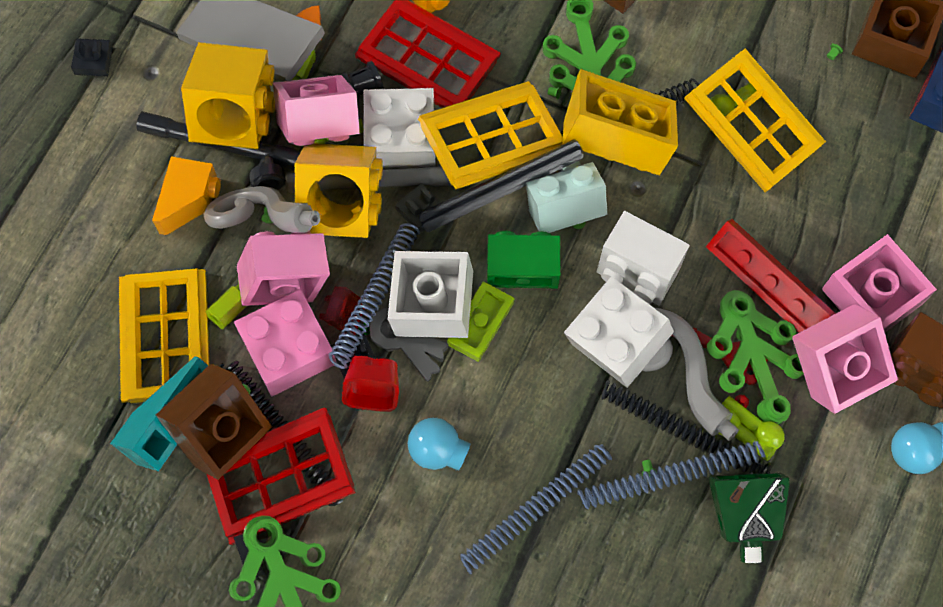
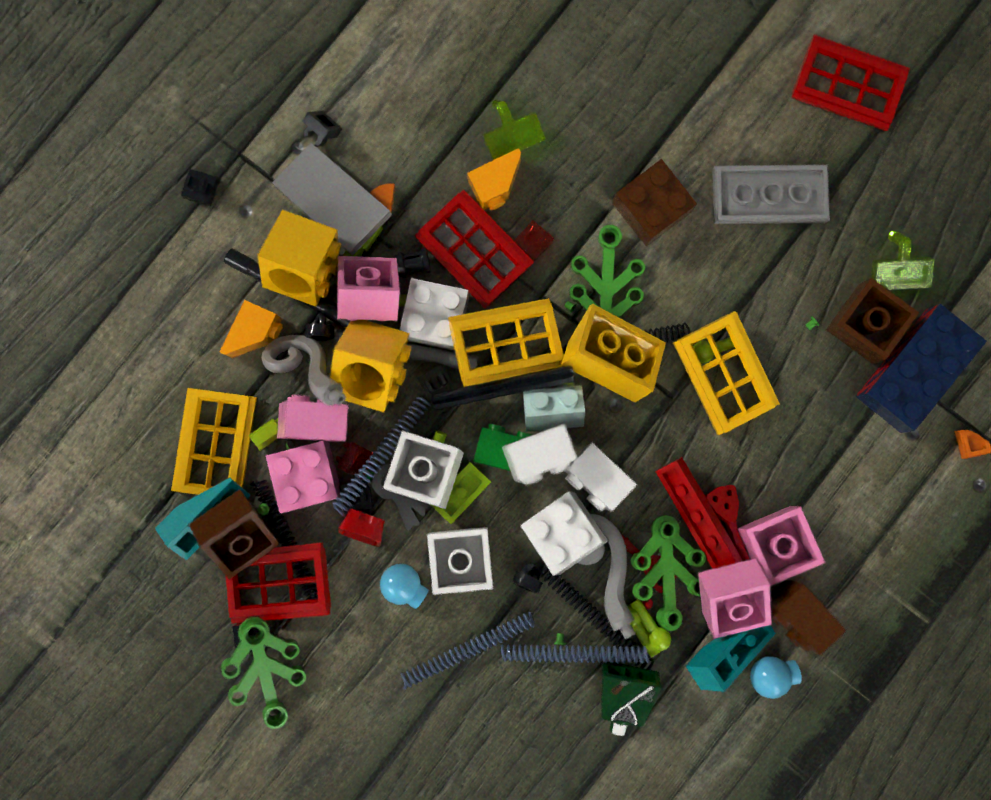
camera: 15 degrees right, 15 degrees up
(494, 31) = (534, 240): none -> clear red tile
(501, 393) = (460, 560): none -> white brick
(565, 235) = (539, 454): none -> white brick
(589, 402) = (527, 582): none -> black tile
(807, 273) = (728, 515): none -> red piece
(858, 434) = (726, 657): none -> teal slope

